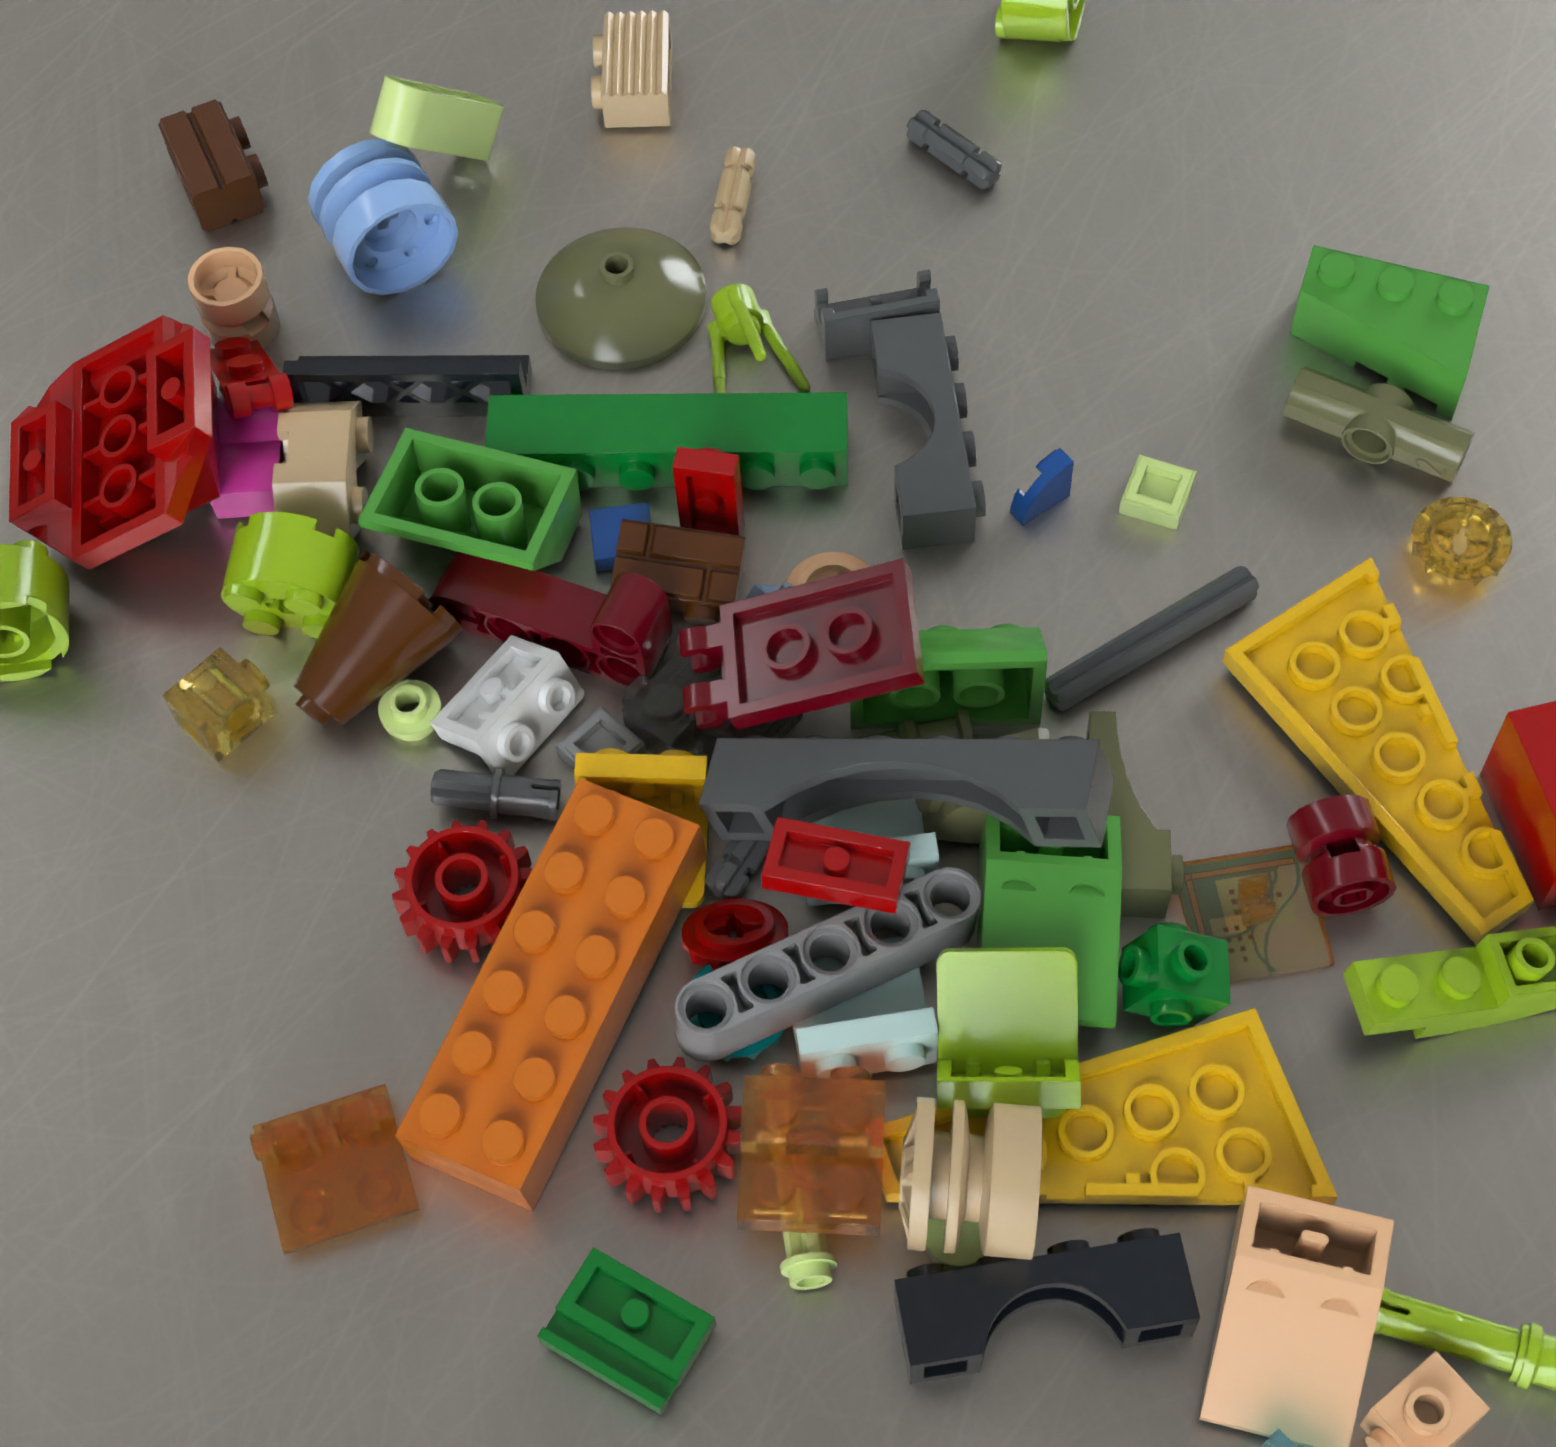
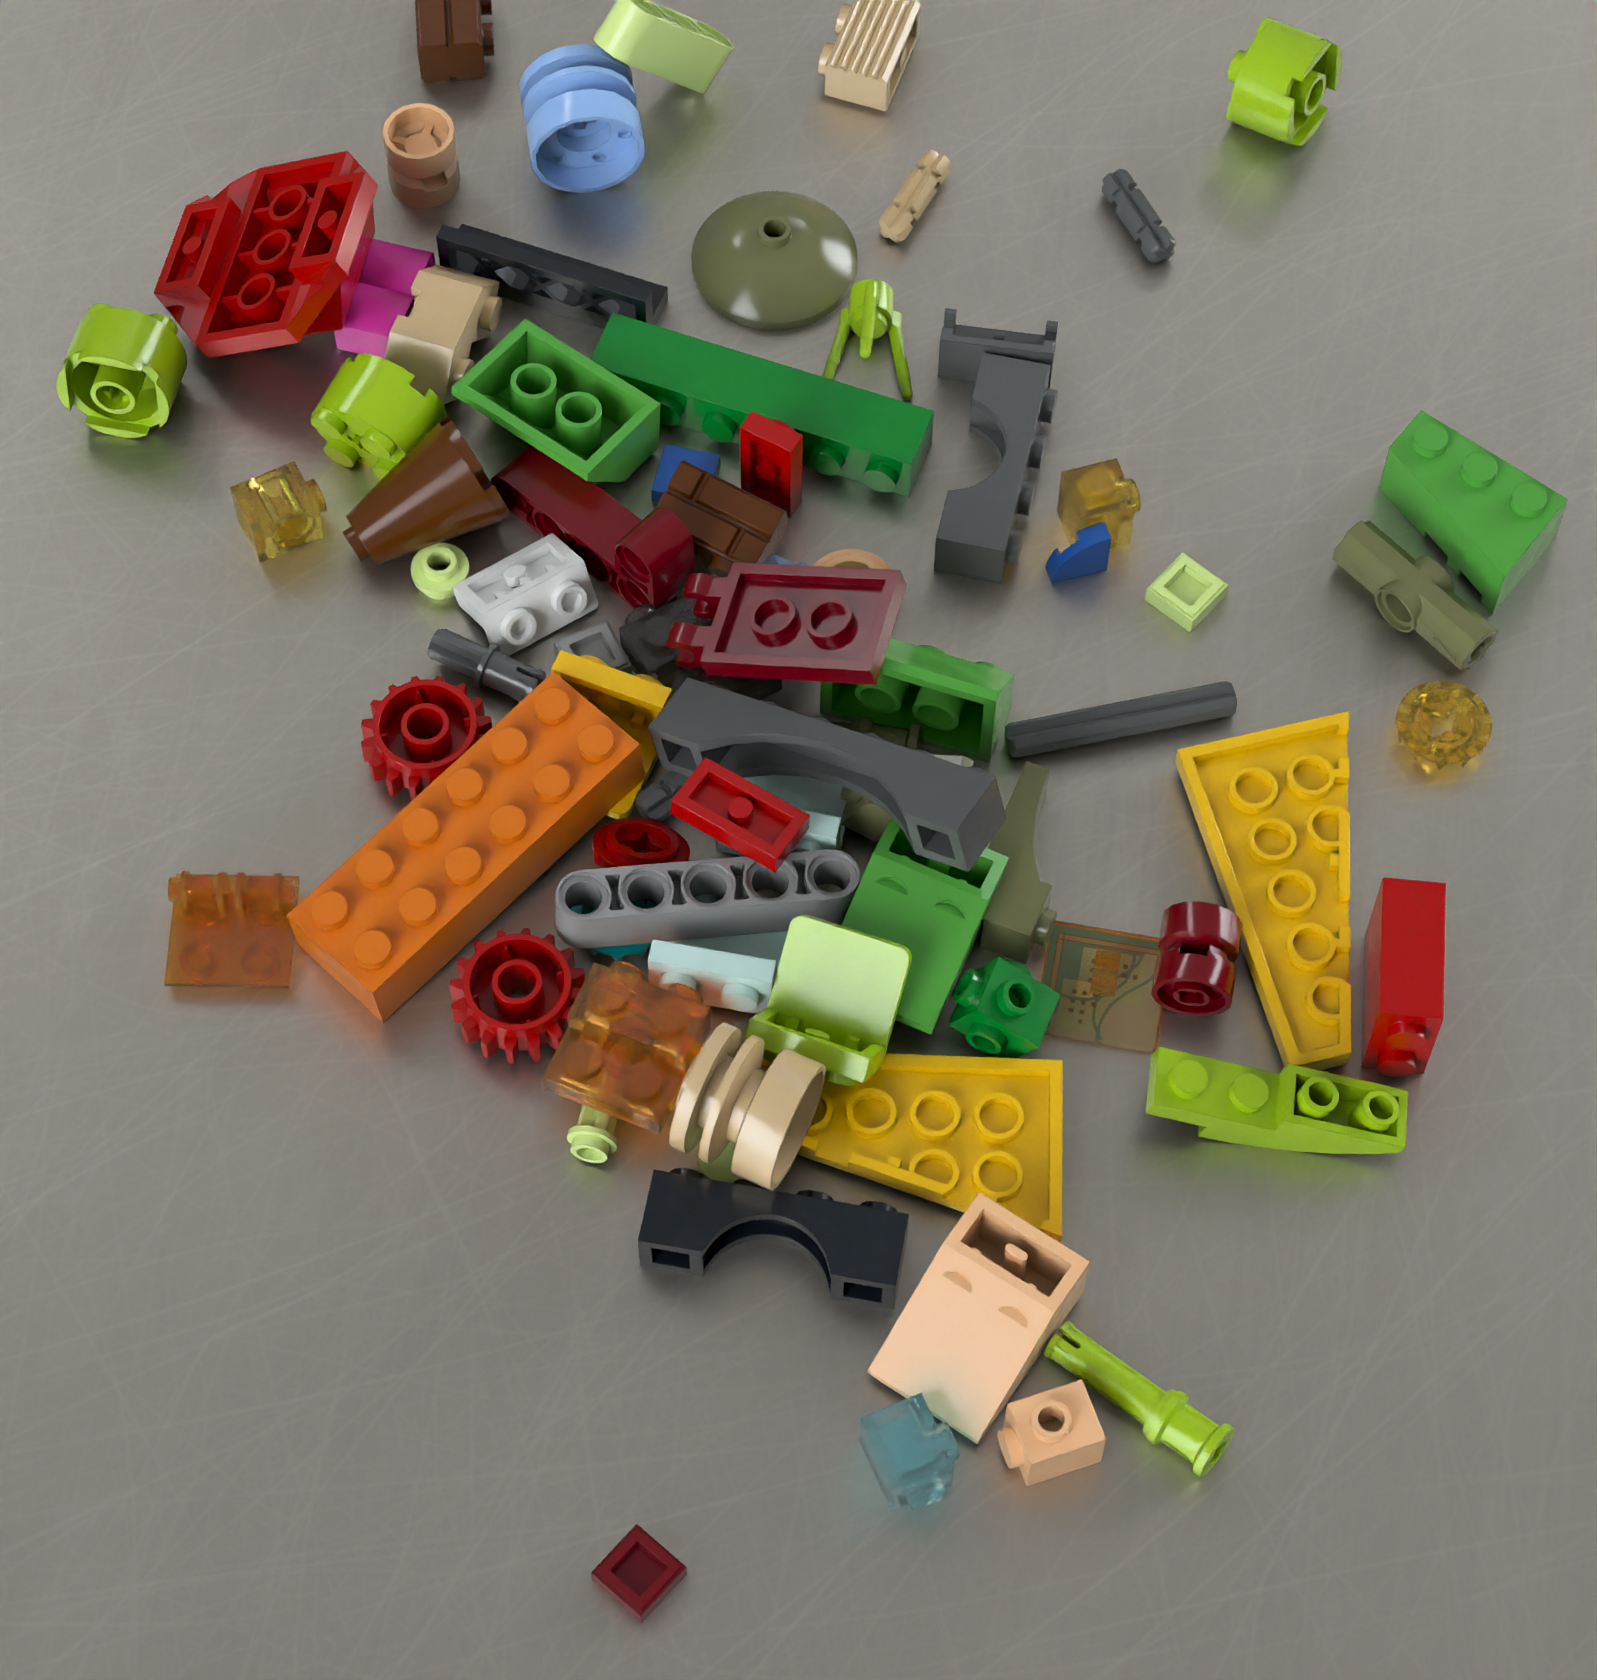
camera: 15 degrees right, 0 degrees up
(248, 378) = (404, 228): red plate -> none
(627, 1330) = (421, 1139): green plate -> none
(1036, 428) = (1095, 496): none -> clear yellow brick

